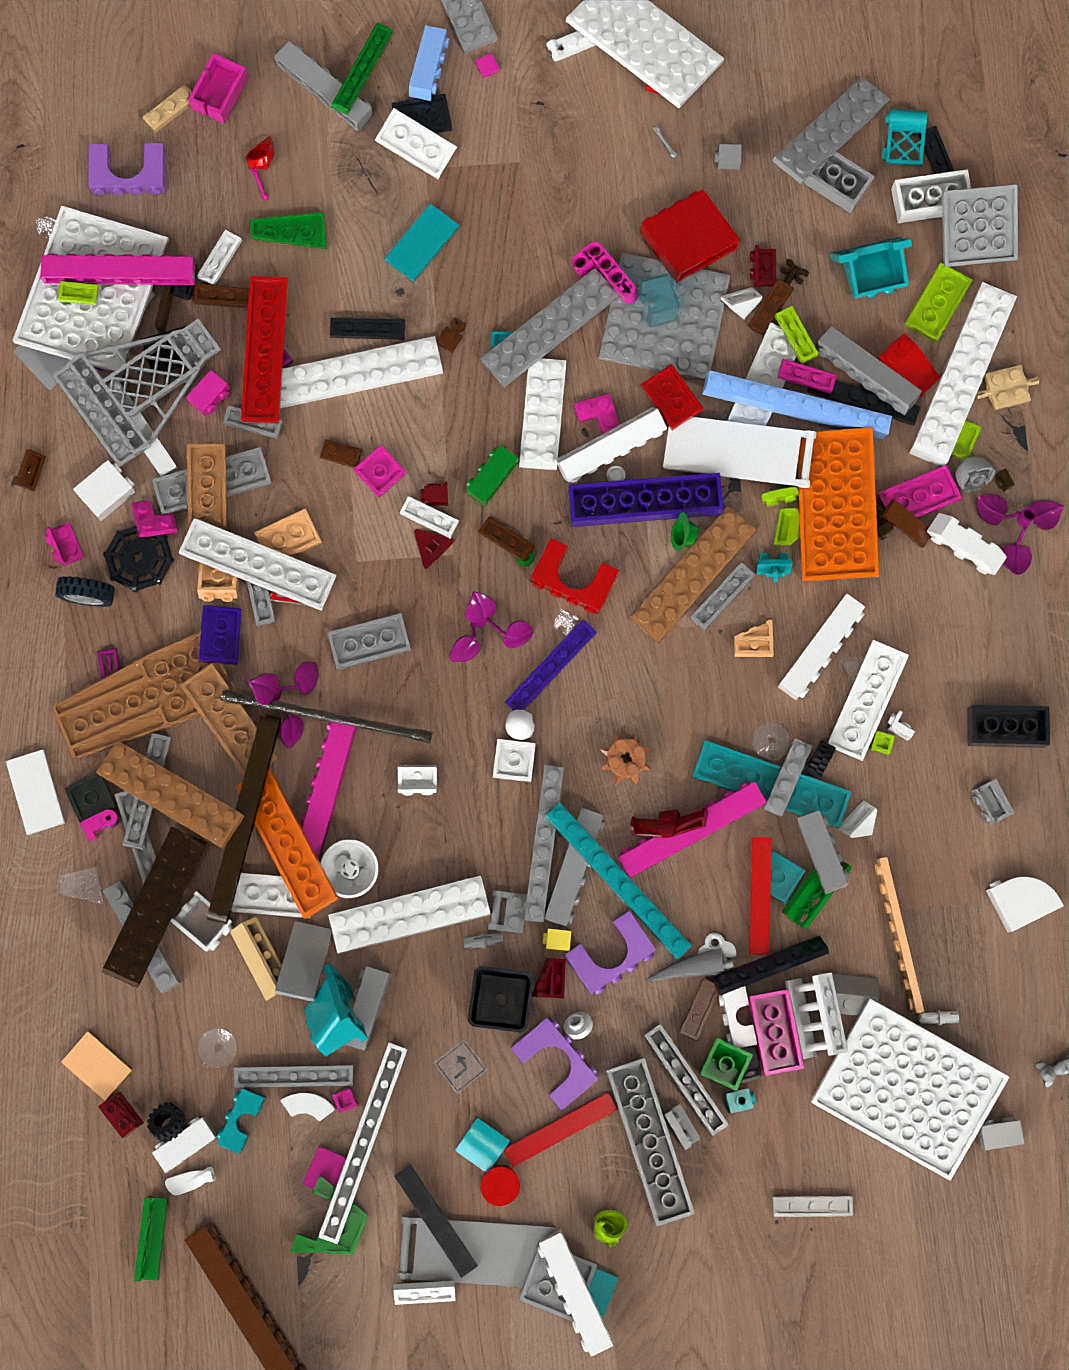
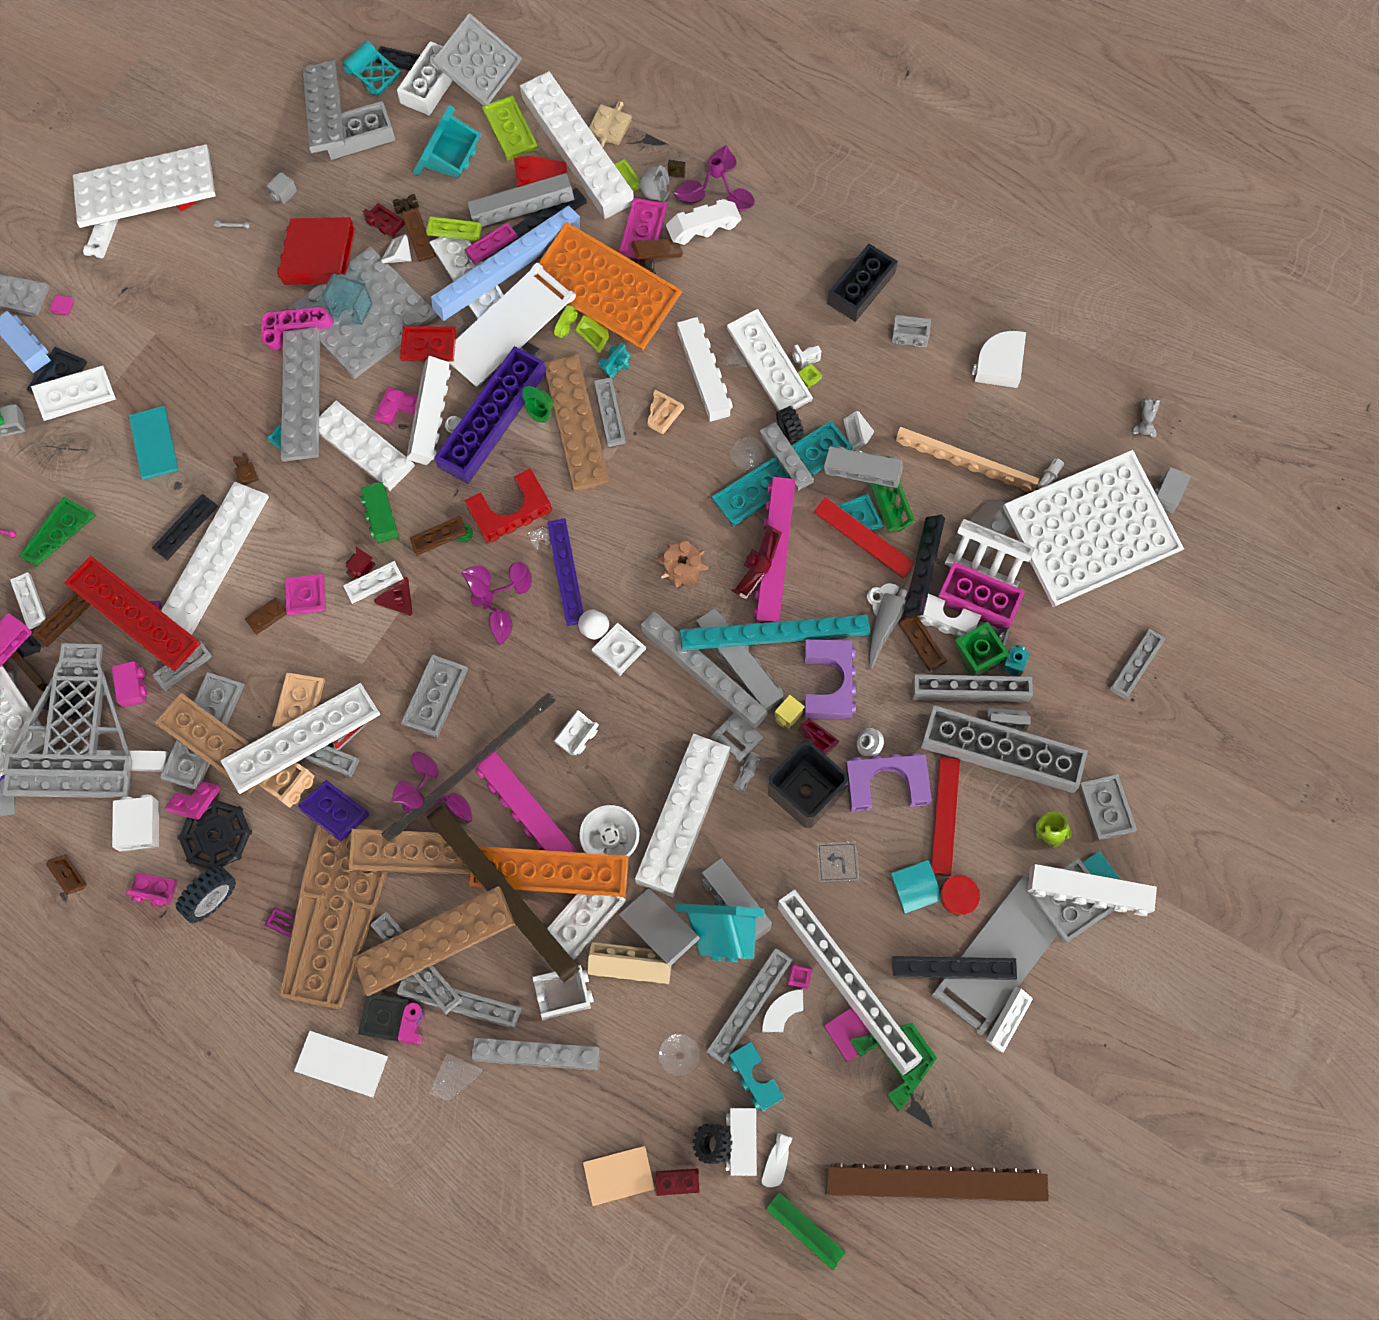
camera: 50 degrees left, 10 degrees down
(154, 907) = (521, 1021): dark brown brick -> none
(661, 1261) = (1107, 807): none -> light grey plate

